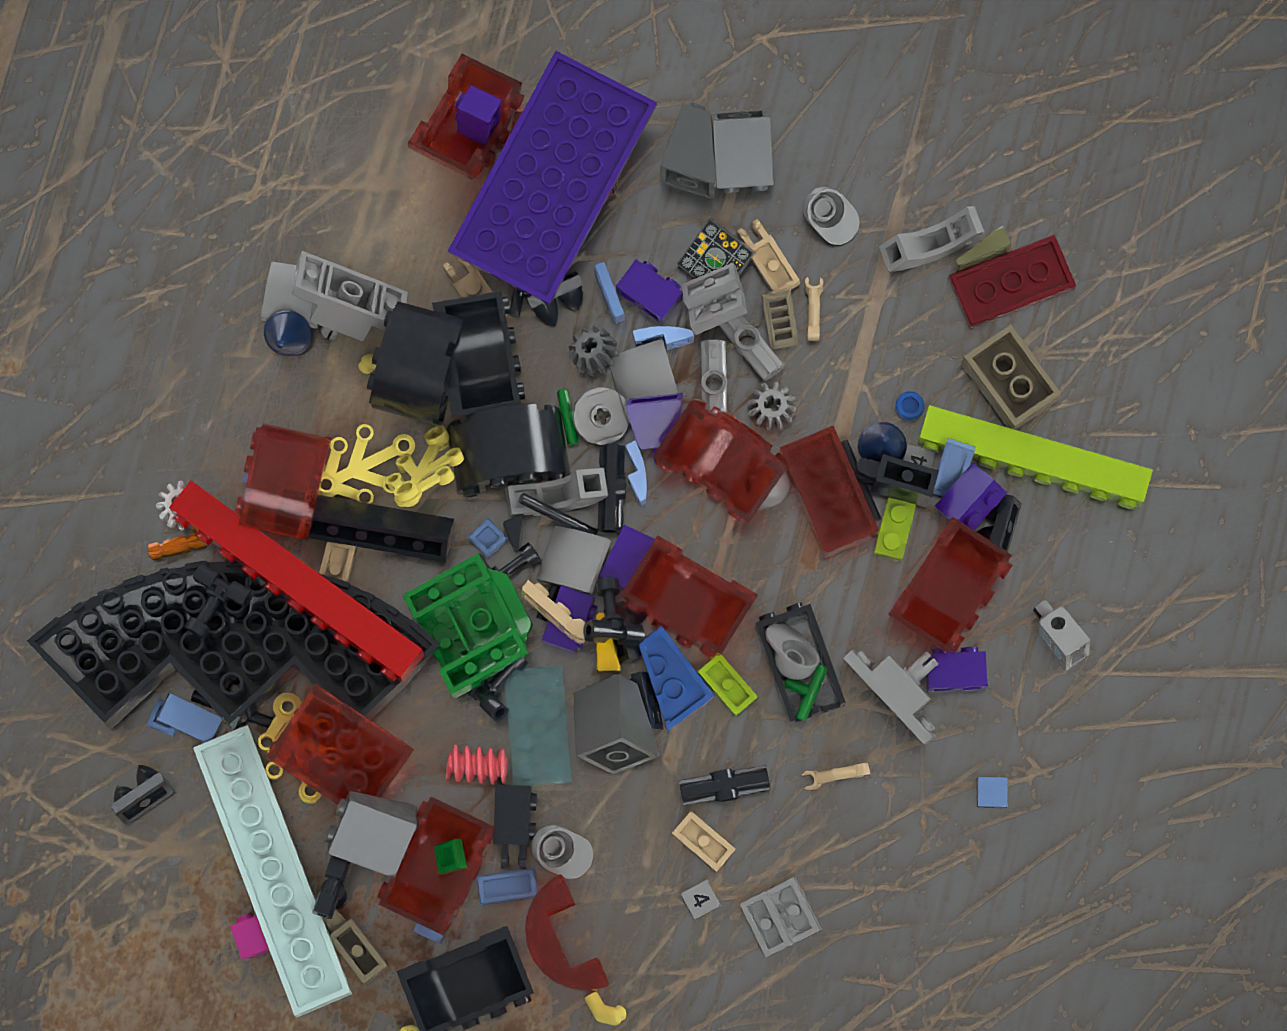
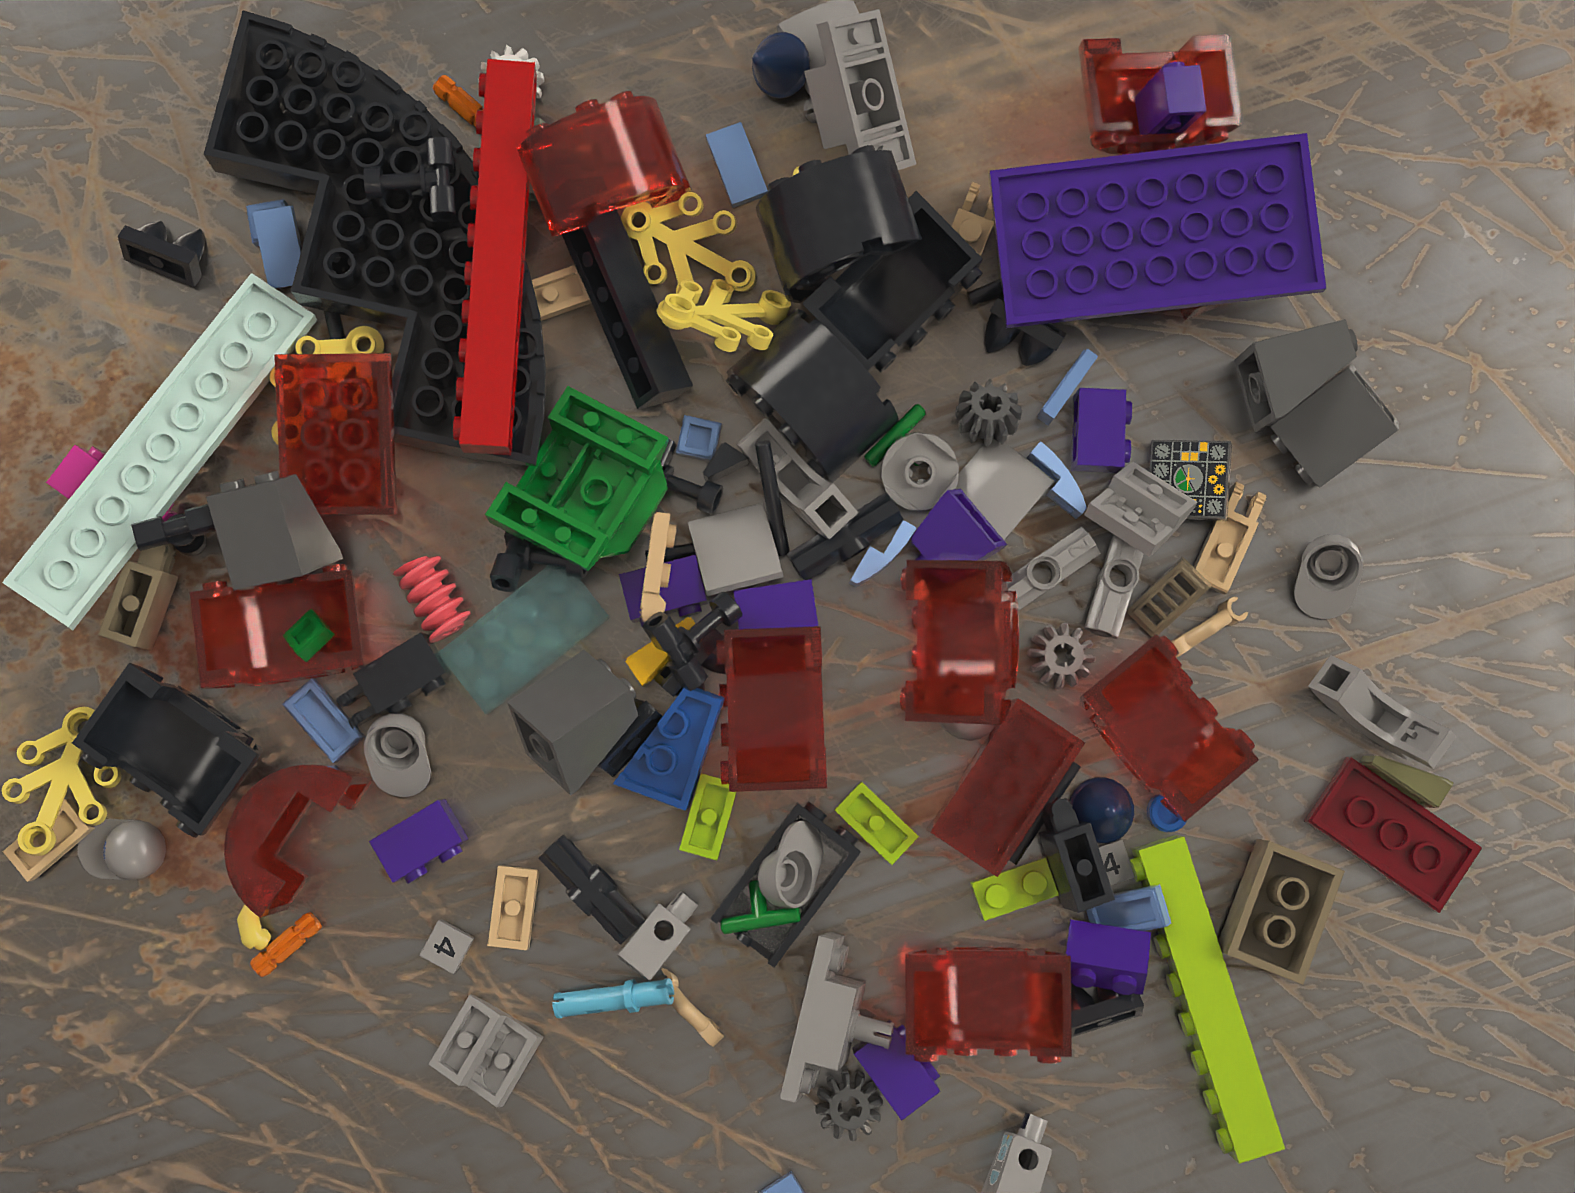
camera: 50 degrees right, 5 degrees up
(331, 402) = (736, 164): none -> medium blue tile
(623, 872) = (419, 841): none -> dark purple brick
(632, 999) = (285, 944): none -> orange axle
(784, 771) = (644, 950): none -> light grey torso
(799, 585) = (876, 823): none -> lime plate
(805, 803) = (627, 996): none -> medium azure pin
(857, 374) = (1166, 730): none -> clear red cylinder
(969, 717) = (855, 1117): none -> dark grey gear

